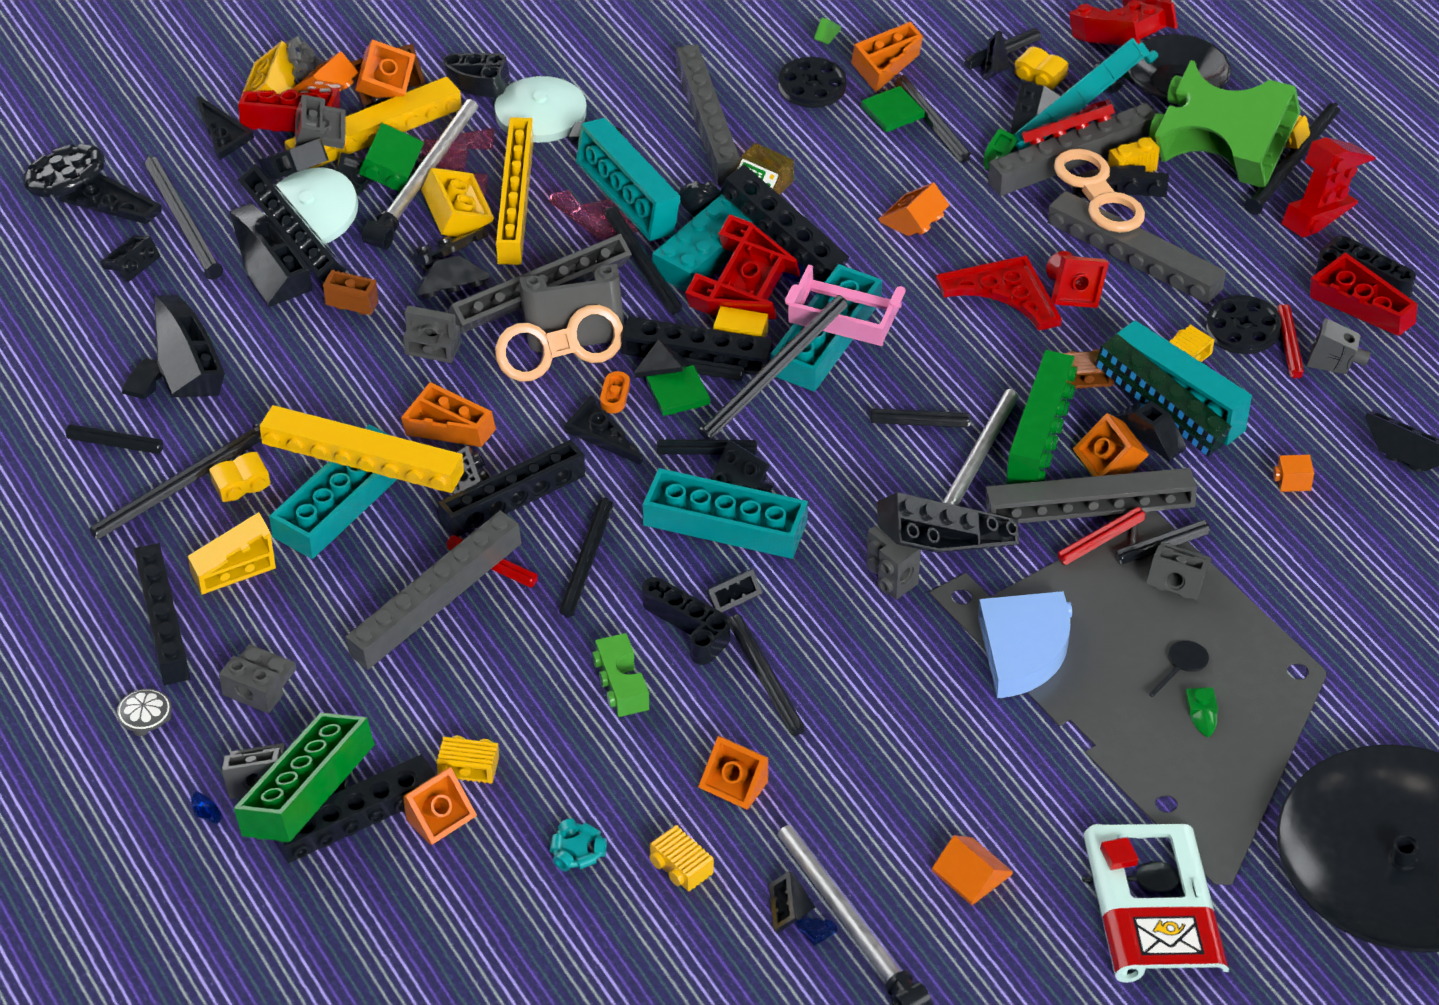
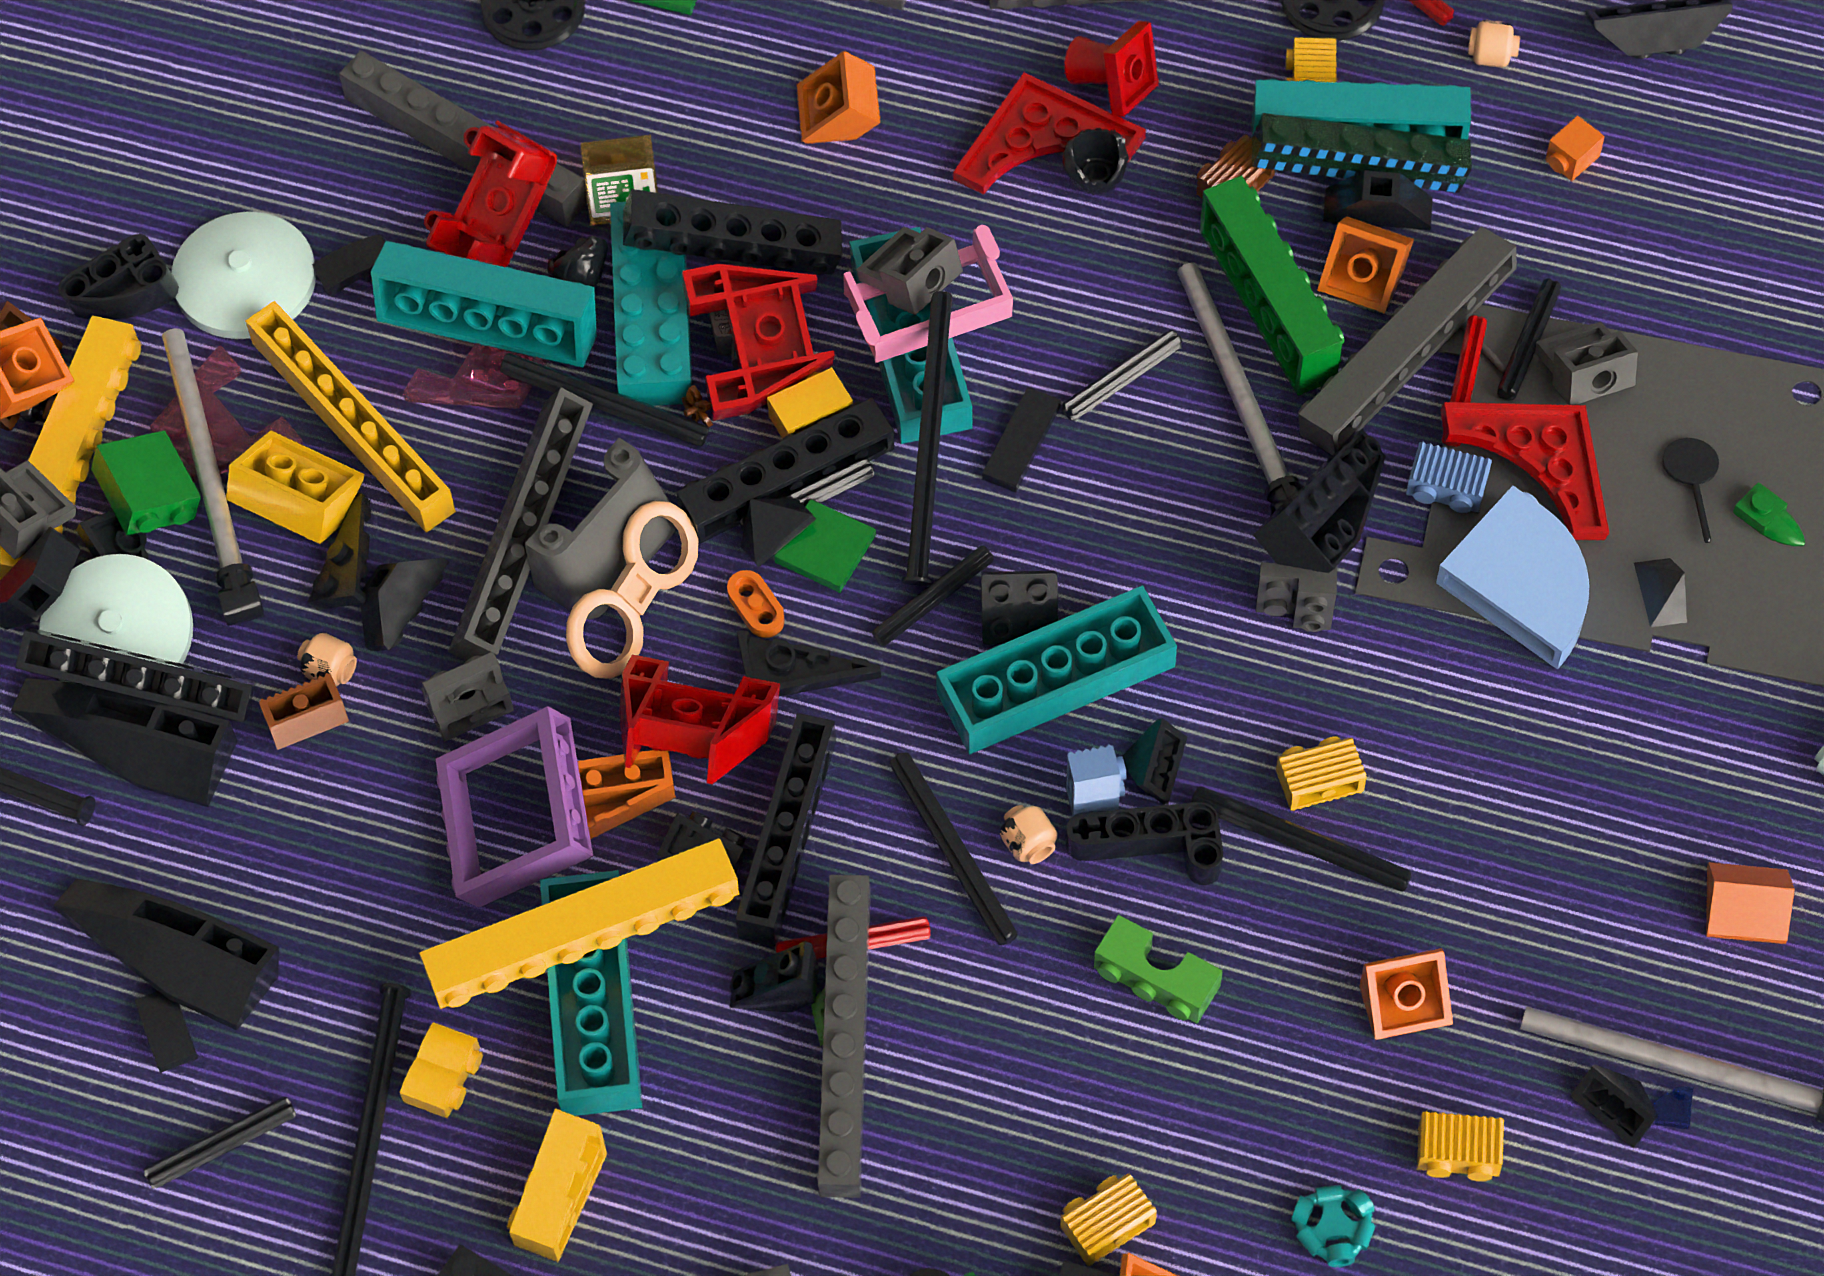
camera: 40 degrees left, 15 degrees up
(389, 282) = (327, 655): none -> light nougat head
(431, 545) = (777, 982): none -> black slope
(432, 369) = (565, 799): none -> medium lavender window
(516, 410) = (693, 718): none -> red wedge
(629, 575) = (1028, 834): none -> light nougat head
(684, 567) = (1095, 780): none -> medium blue brick
(686, 282) = (696, 406): none -> reddish brown plant
(688, 145) = (497, 199): none -> red container
(808, 651) = (1320, 772): none -> yellow brick
(833, 412) = (1021, 439): none -> black tile
(836, 280) = (912, 267): none -> dark grey brick
(1014, 312) = (1095, 160): none -> black hair
(1037, 569) = (1448, 478): none -> medium blue brick
(1098, 703) = (1662, 591): none -> black slope
(1108, 587) = (1548, 444): none -> red plate
(1307, 399) = (1493, 43): none -> light nougat head

